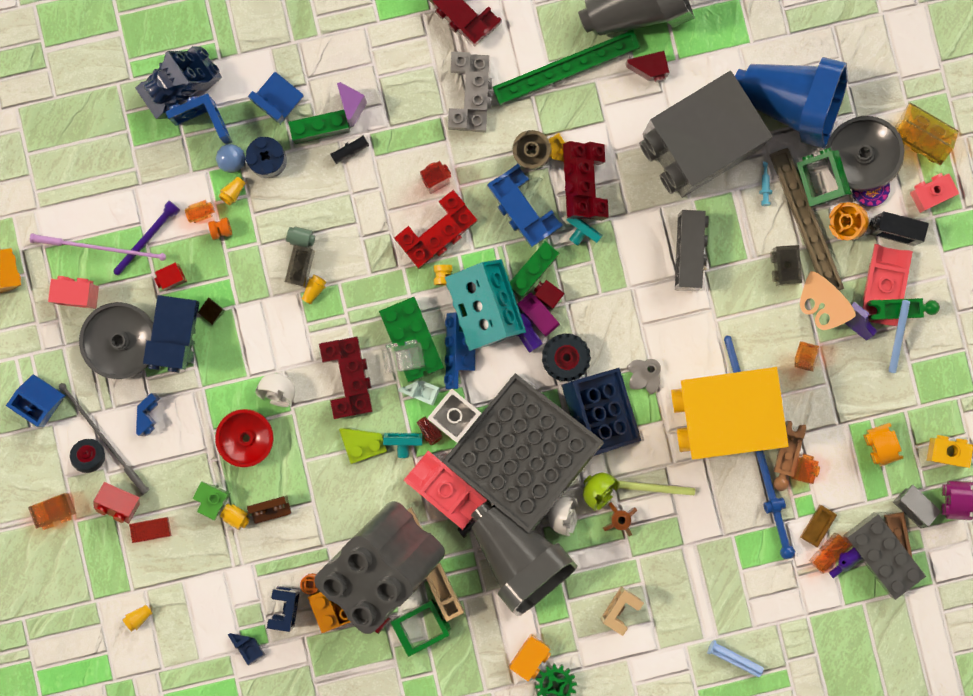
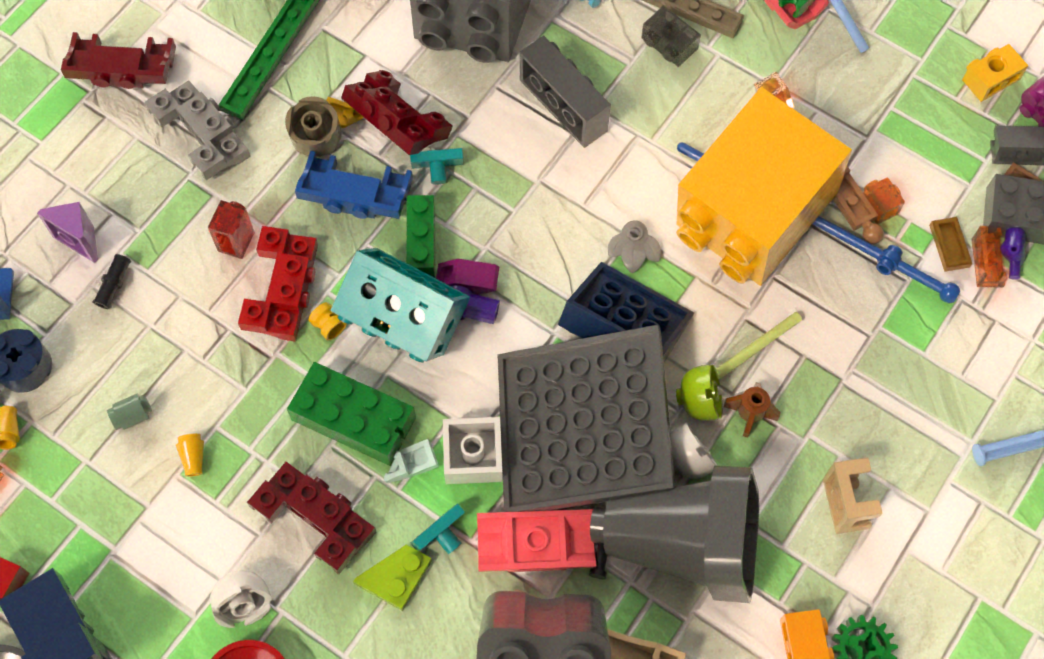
camera: 40 degrees left, 20 degrees down
(211, 311) = (86, 578): dark brown slope -> none
(220, 228) = (26, 472): orange wheel -> none
(299, 266) = (153, 440): clear smoke brick -> none
(319, 127) = (56, 283): green brick -> none
(403, 357) = (358, 421): clear brick -> none
(429, 431) = (464, 494): clear red cone -> none
(457, 352) = (414, 383): blue bracket -> none
(548, 294) = (459, 245): dark red brick -> none
(566, 357) = (536, 292): black wheel -> none
(835, 303) = (750, 23): light nougat piece -> none
(860, 323) = (786, 27): dark purple tile -> none
(884, 445) = (930, 111): light orange brick -> none

